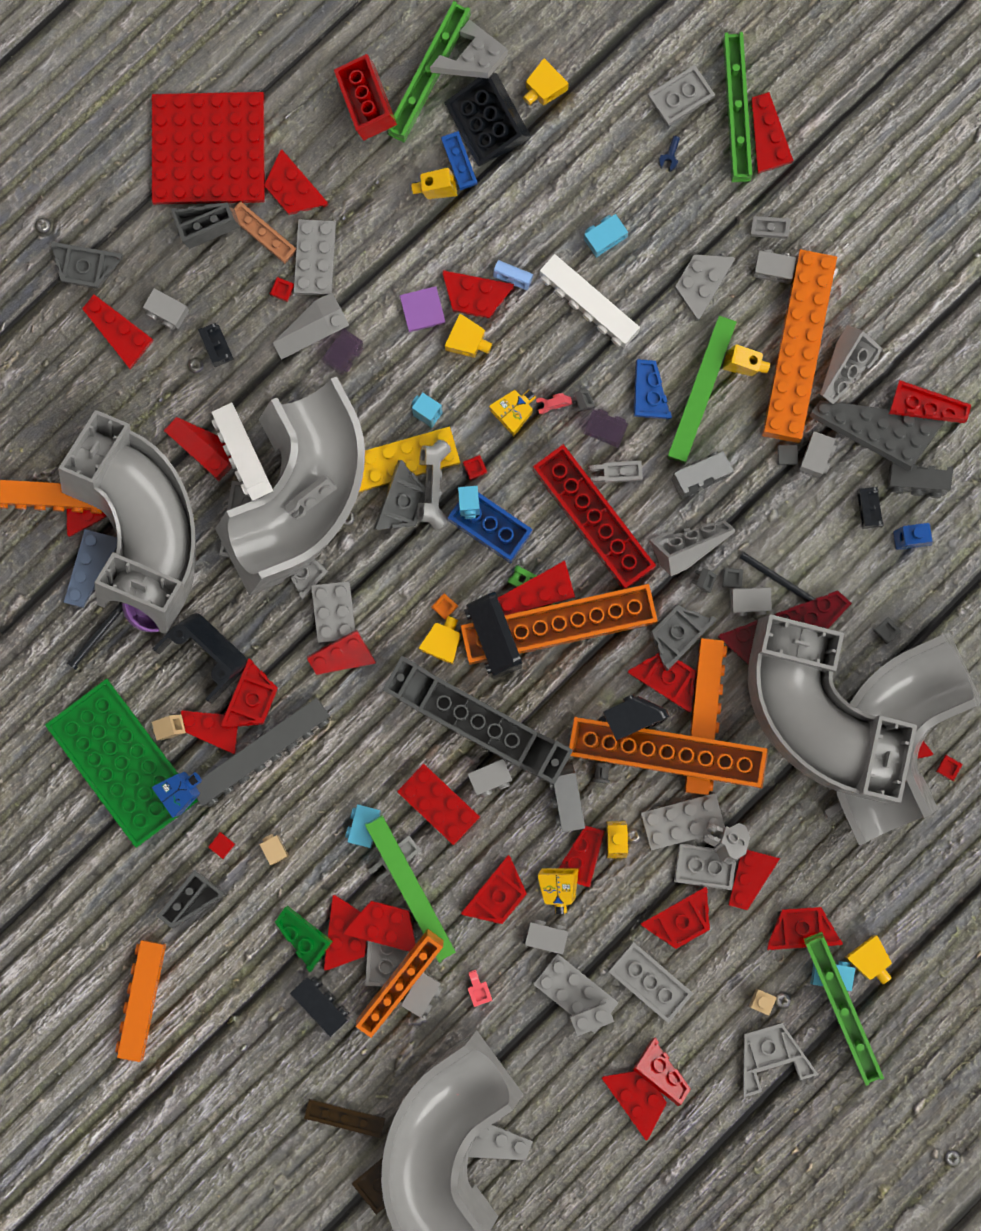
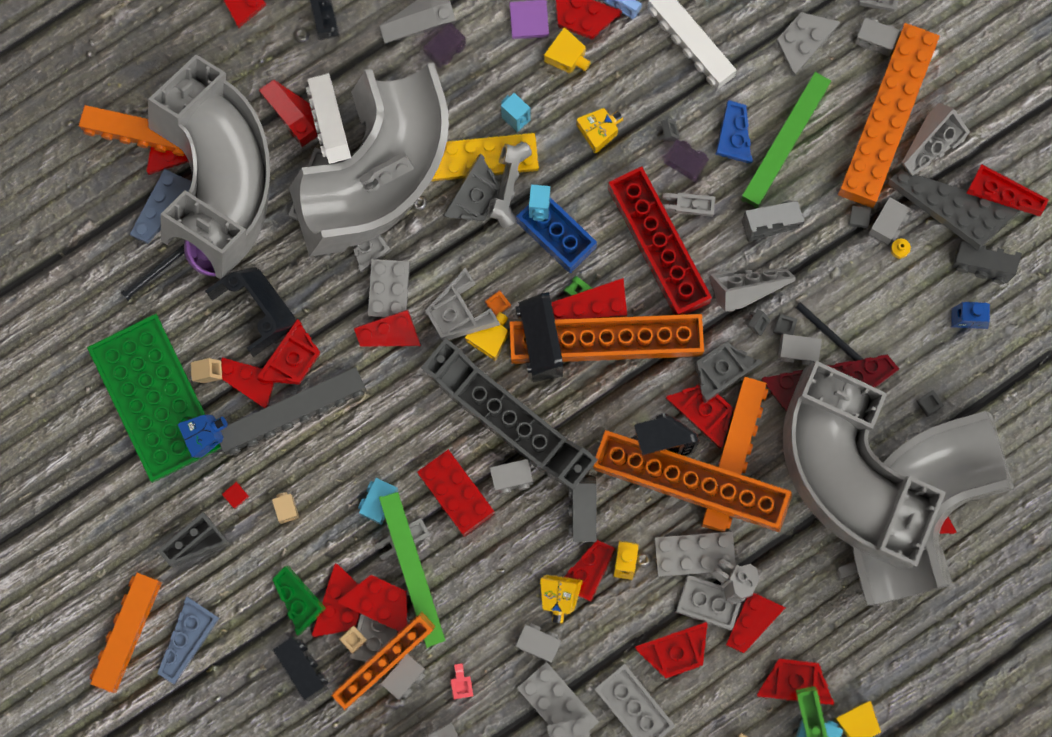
camera: 10 degrees right, 5 degrees down
(203, 992) = (189, 634): none -> sand blue wing
(365, 967) = (353, 639): none -> tan tile
(401, 627) = (452, 315): none -> light grey wing
(474, 467) = (552, 176): red tile -> none
(498, 895) = (498, 593): red wing -> none
(558, 401) = (643, 127): coral plate -> none
(601, 773) = (622, 491): dark grey bush -> none
(744, 361) = (833, 119): yellow torso -> none
(830, 483) = (900, 248): none -> yellow tile
(869, 508) = (932, 281): black hinge -> none
(949, 767) = (970, 548): red tile -> none

